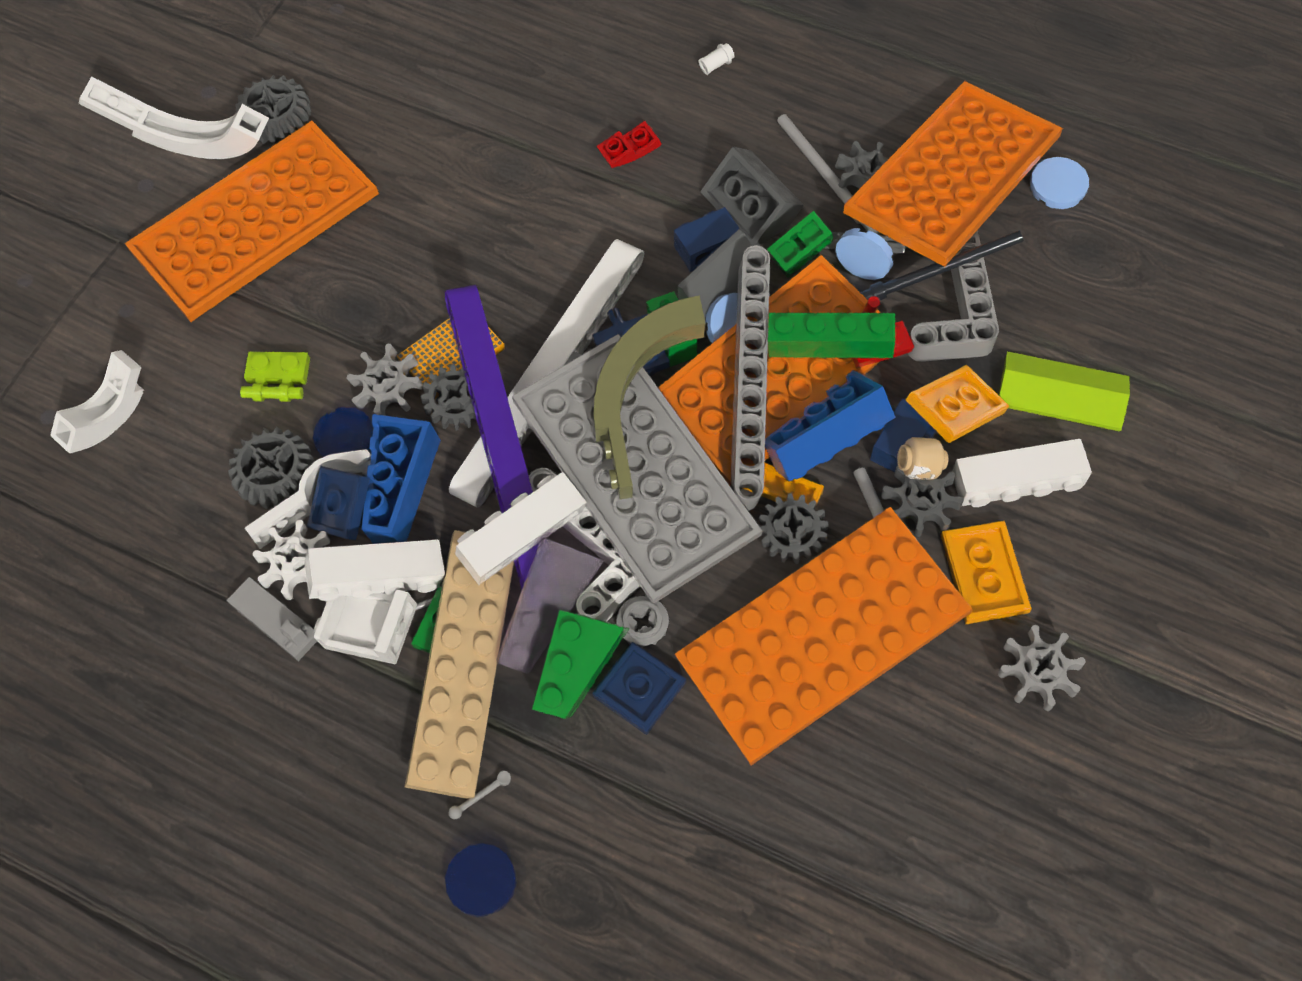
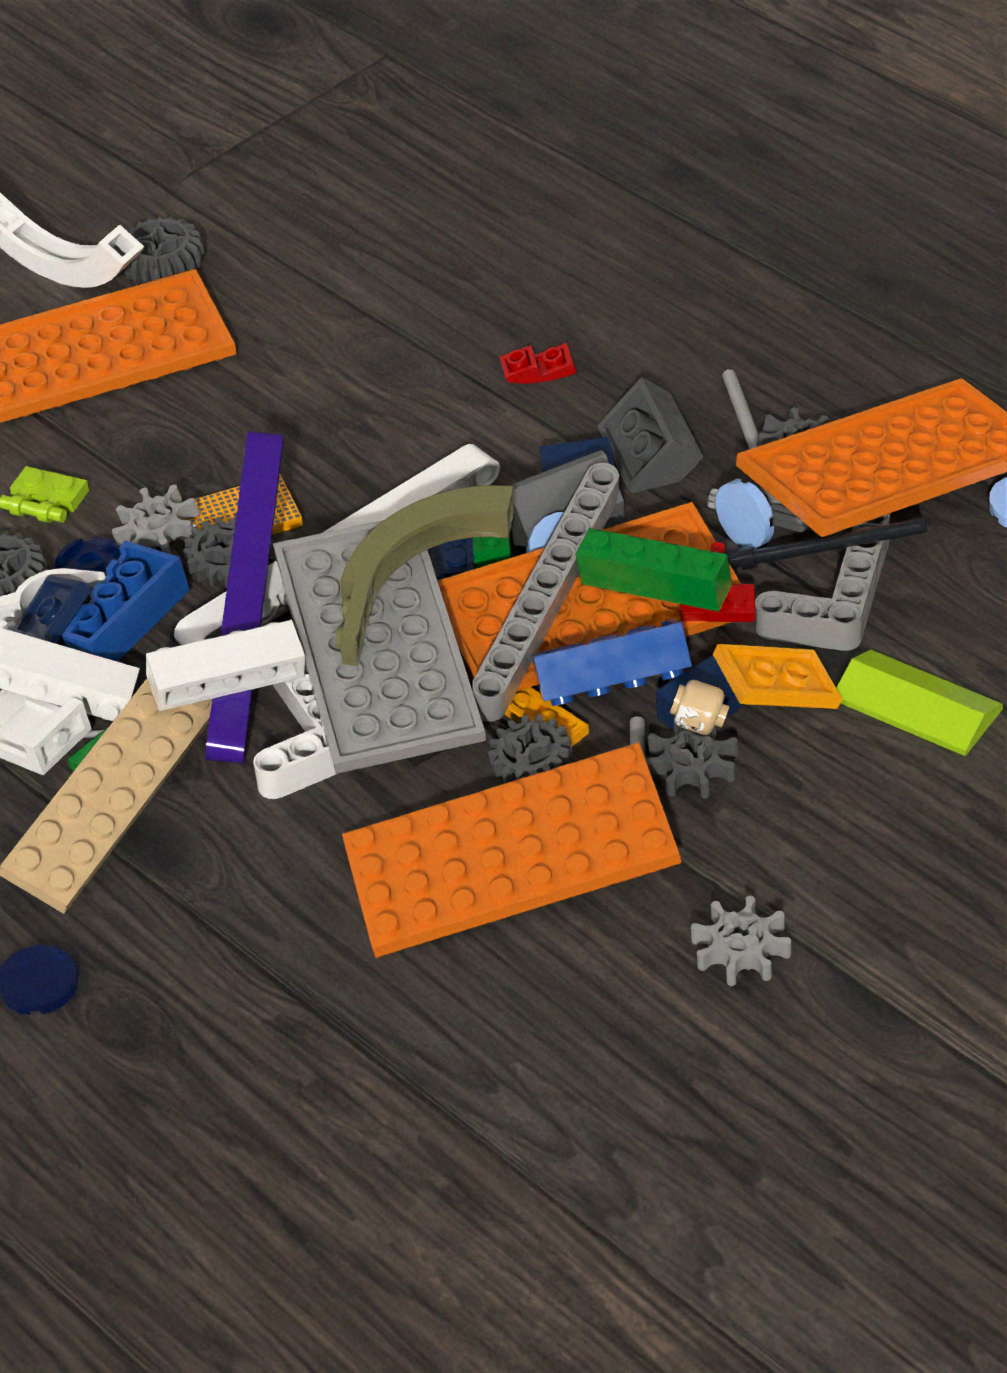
camera: 20 degrees right, 20 degrees down
(502, 779) = (105, 902): light grey hinge -> none
(552, 585) = (223, 747): clear purple wing -> none
(574, 661) = (226, 802): green wedge -> none
(638, 608) = (325, 788): light grey gear -> none
(639, 688) = (288, 855): dark blue plate -> none
(717, 58) = (682, 301): white pin -> none
(800, 244) = (675, 485): green brick -> none
(986, 571) = (730, 846): light orange tile -> none
(1021, 473) = (818, 760): white brick -> none

